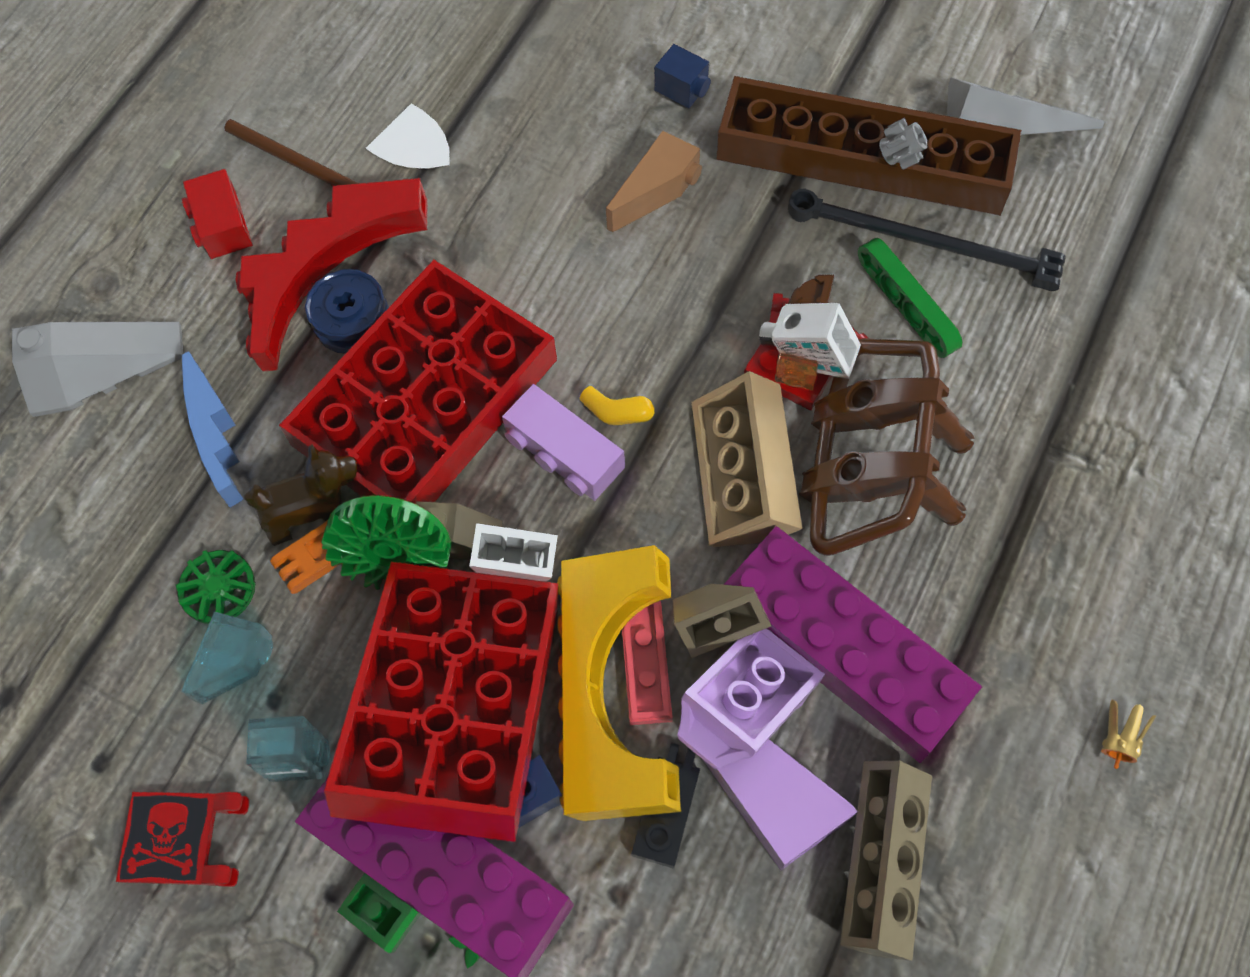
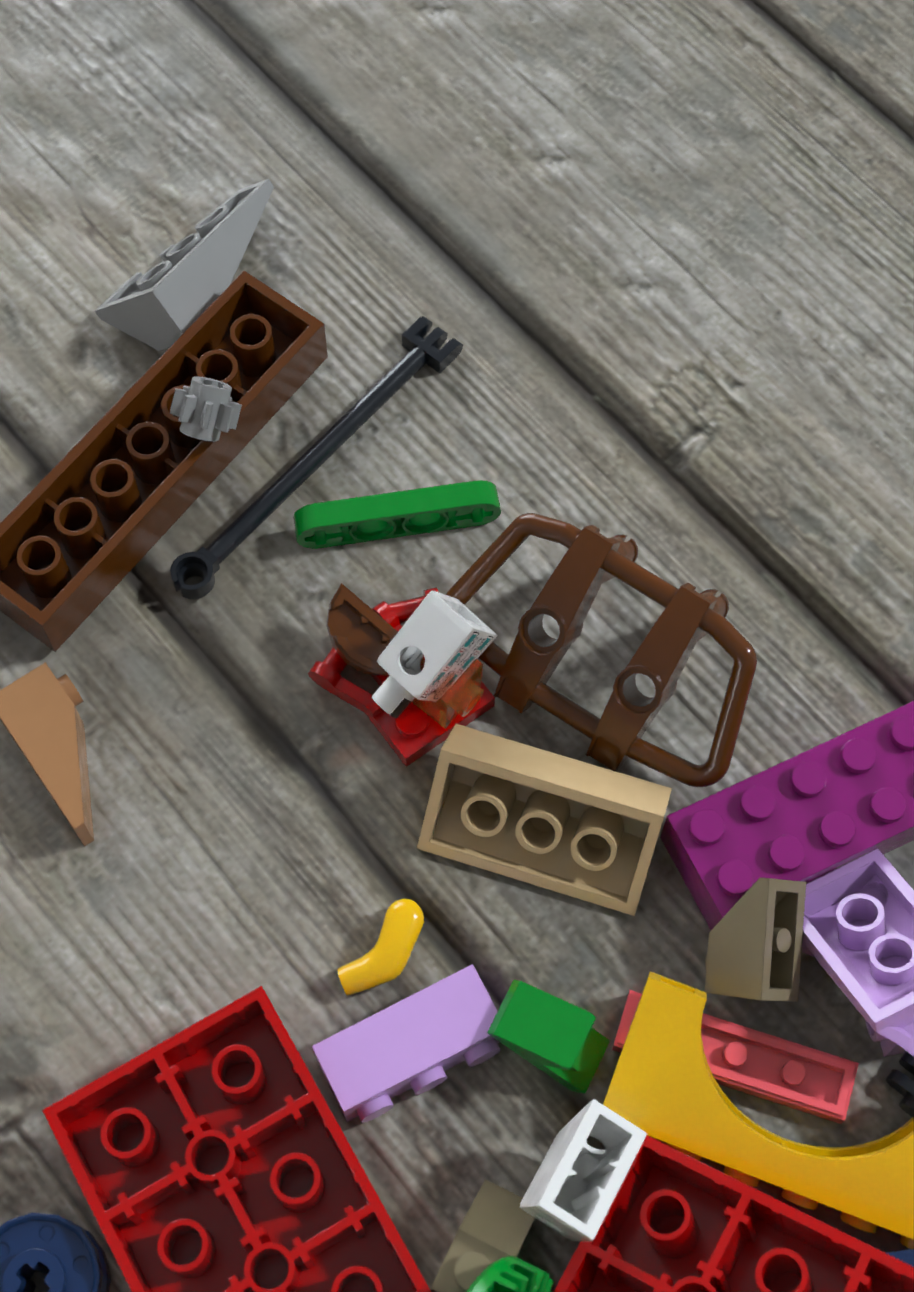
camera: 70 degrees left, 0 degrees up
(599, 514) = (550, 1035): none -> green slope

